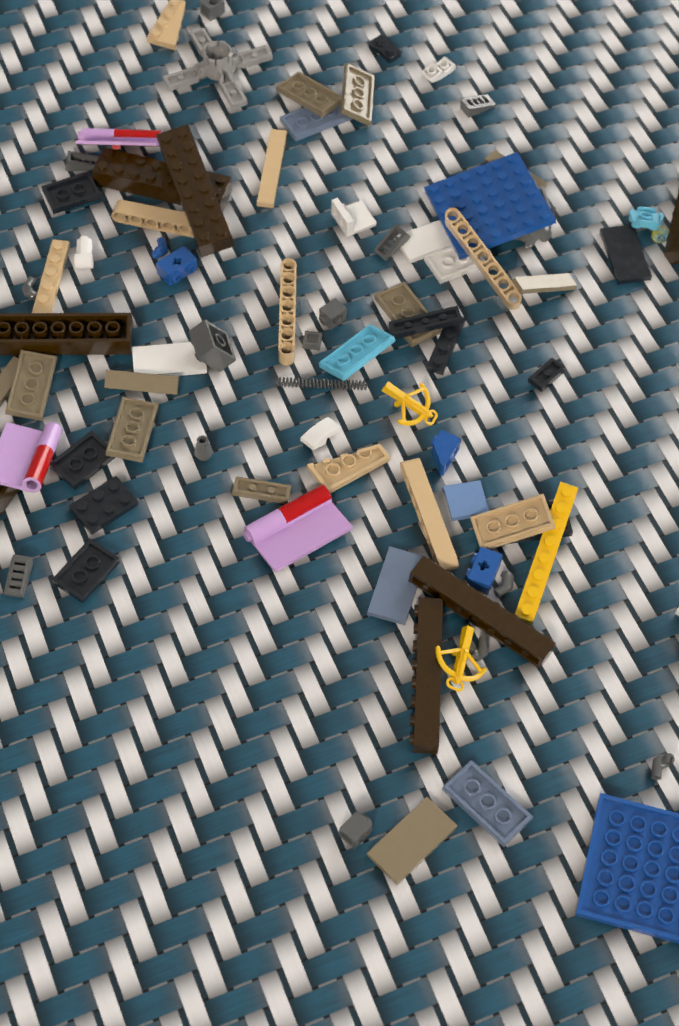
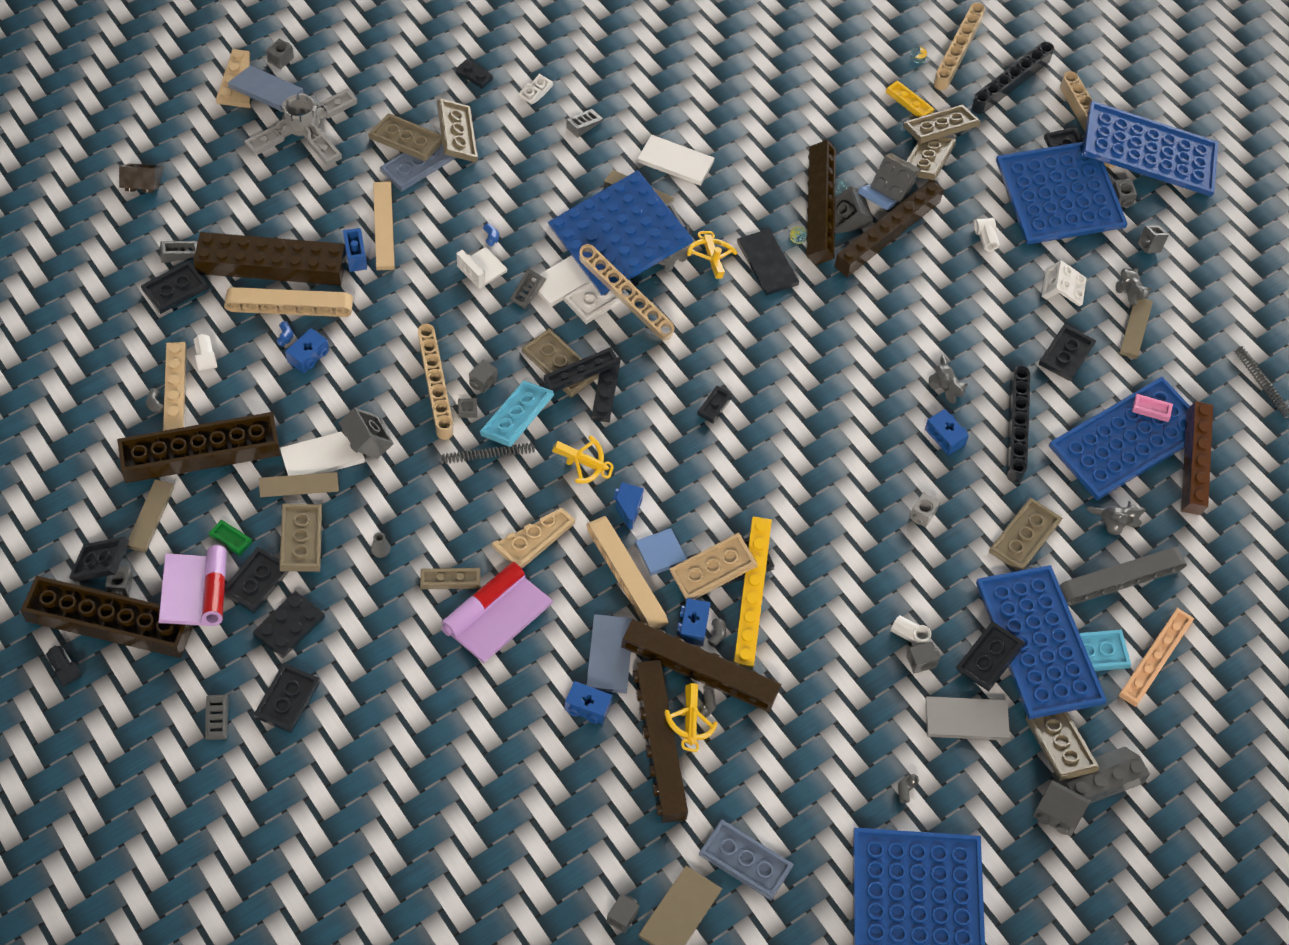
camera: 15 degrees left, 0 degrees up
(31, 385) = (181, 508): dark tan tile -> none
(63, 93) = (140, 177): none -> dark brown slope
(69, 419) = (230, 537): none -> green tile
(118, 137) = (213, 218): lavender door -> none
(190, 32) = (264, 87): none -> sand blue tile
(195, 190) = (310, 266): dark brown brick -> none
(240, 184) = (355, 249): none -> blue brick
(318, 434) = (497, 507): white slope -> none
(365, 626) = (598, 702): none -> blue brick
(370, 190) = (493, 234): none -> blue arm
(544, 283) = (693, 308): tile -> none
(556, 150) = (676, 160): none -> white tile
(574, 236) = (713, 253): none -> yellow piece
(646, 218) = (781, 220): medium azure plate -> none

